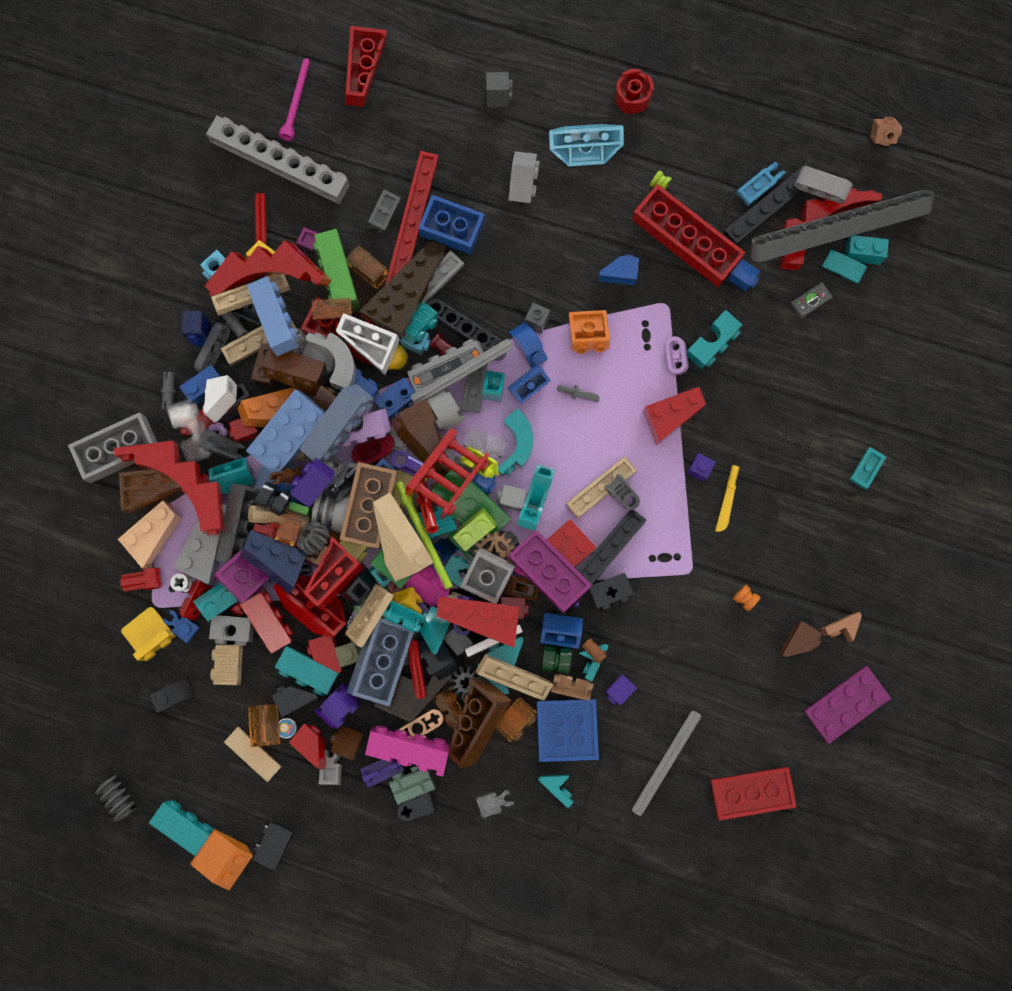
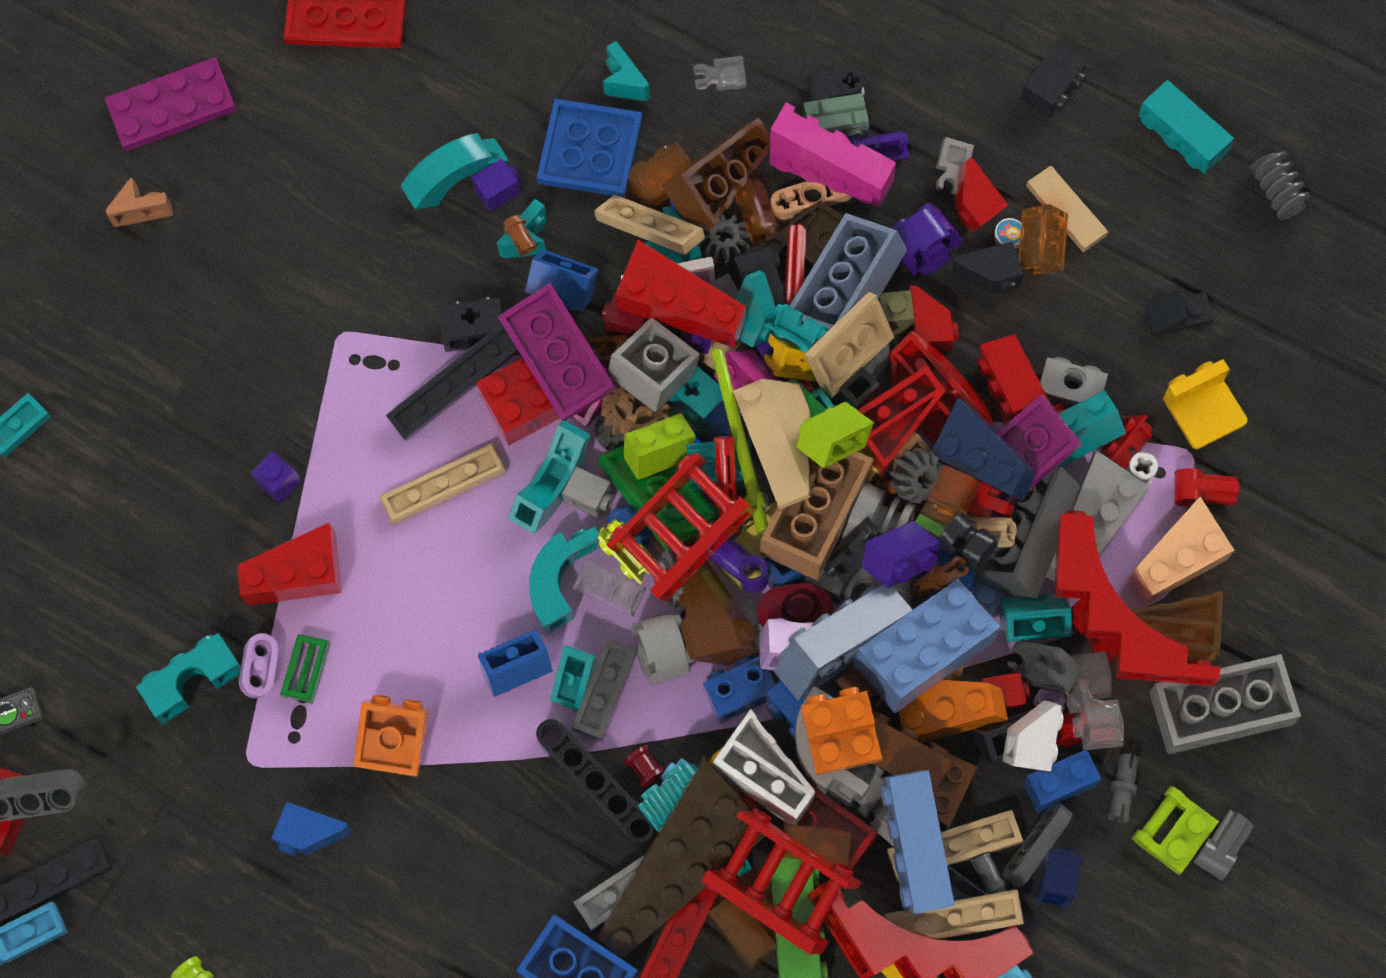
camera: 160 degrees left, 10 degrees down
(108, 367) = (1220, 851): none -> dark grey piece
(131, 372) = (1184, 837): none -> lime plate
(183, 627) = (1148, 402): blue plate -> none
(222, 859) = (1131, 71): orange slope -> none
(227, 664) = (1087, 334): tan brick -> none
(306, 671) = (973, 310): teal brick -> none
(326, 363) = (840, 731): none -> orange plate
(345, 260) = (752, 898): none -> red fence
(346, 742) = (921, 188): reddish brown brick -> none
(365, 544) = (834, 434): none -> lime brick
(438, 366) = (642, 718): brick -> none
(462, 371) = (619, 691): light grey axle -> none
(529, 344) = (499, 734): blue brick -> none
(537, 318) = (472, 775): dark grey brick -> none
(556, 659) = (576, 242): dark green wheel -> none
(578, 393) = (441, 642): dark grey piece -> none
(578, 689) = (567, 202): medium nougat hinge -> none
(620, 490) = (410, 458): dark grey piece -> none
(650, 377) = (316, 673): none -> green tile
(650, 693) = (447, 166): none -> teal arch
(666, 763) = (456, 79): light grey axle -> none
(687, 235) = (176, 863): red brick -> none
(724, 515) = (249, 425): yellow piece -> none
(744, 275) = (103, 777): blue brick -> none
(744, 596) = (269, 275): orange wheel -> none
(801, 640) = (209, 197): reddish brown slope -> none

